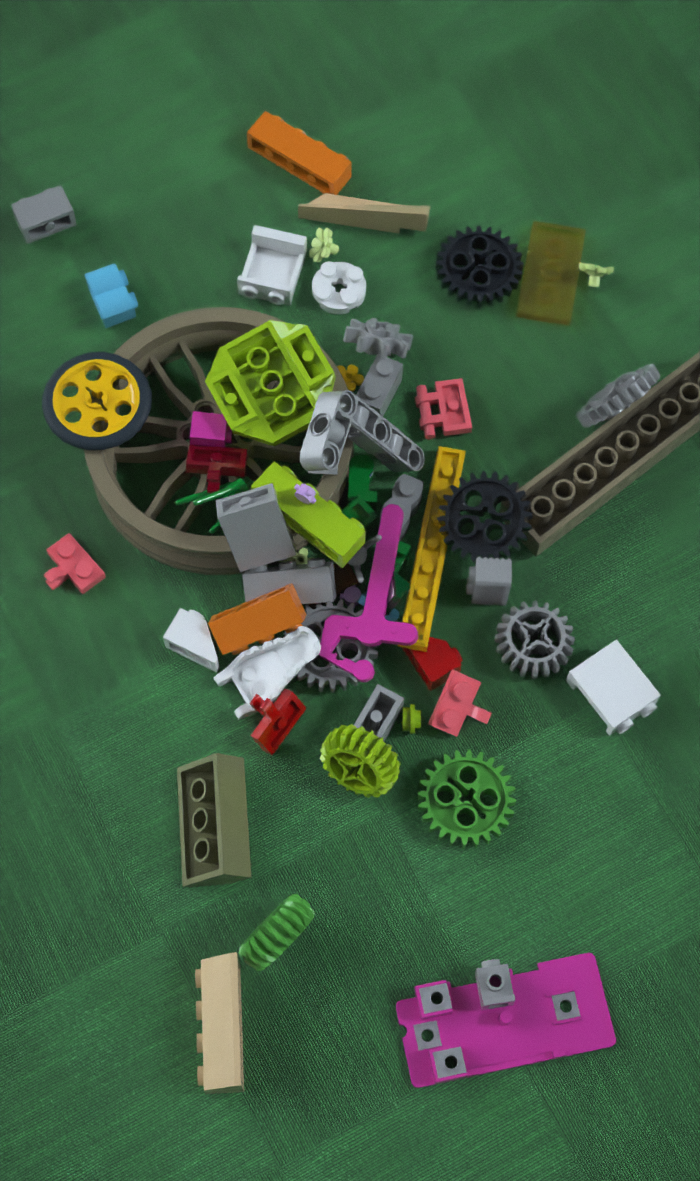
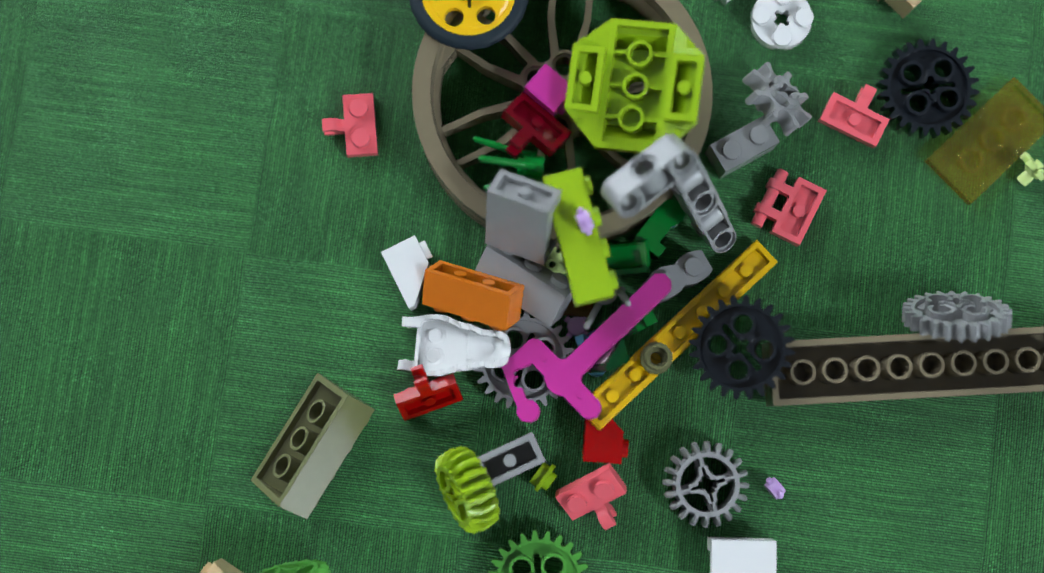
camera: 40 degrees right, 15 degrees up
(351, 376) = (725, 114): yellow plant -> none
(429, 561) = (664, 353): none -> olive plate
(443, 318) = (855, 118): none -> coral plate
(490, 581) = (704, 406): light grey brick -> none
(587, 609) = (775, 488): none -> lavender piece

